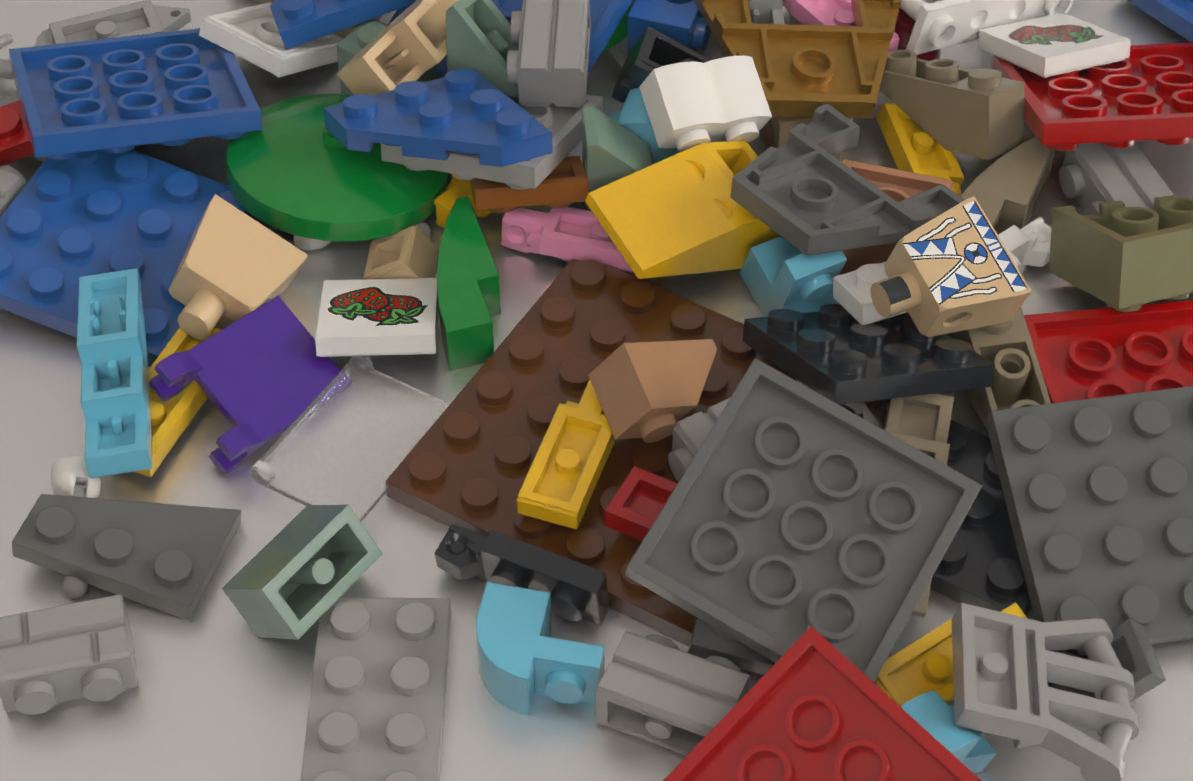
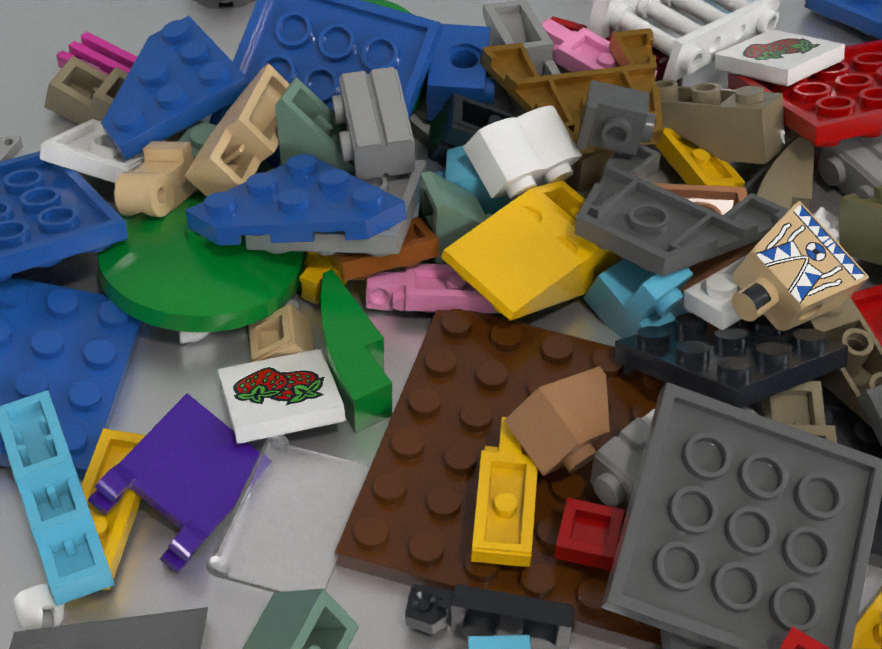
camera: 15 degrees left, 0 degrees up
(230, 269) = (133, 375): tan torso -> none
(309, 79) = (158, 182): none -> tan leg
(812, 80) = (615, 118): none -> dark grey brick

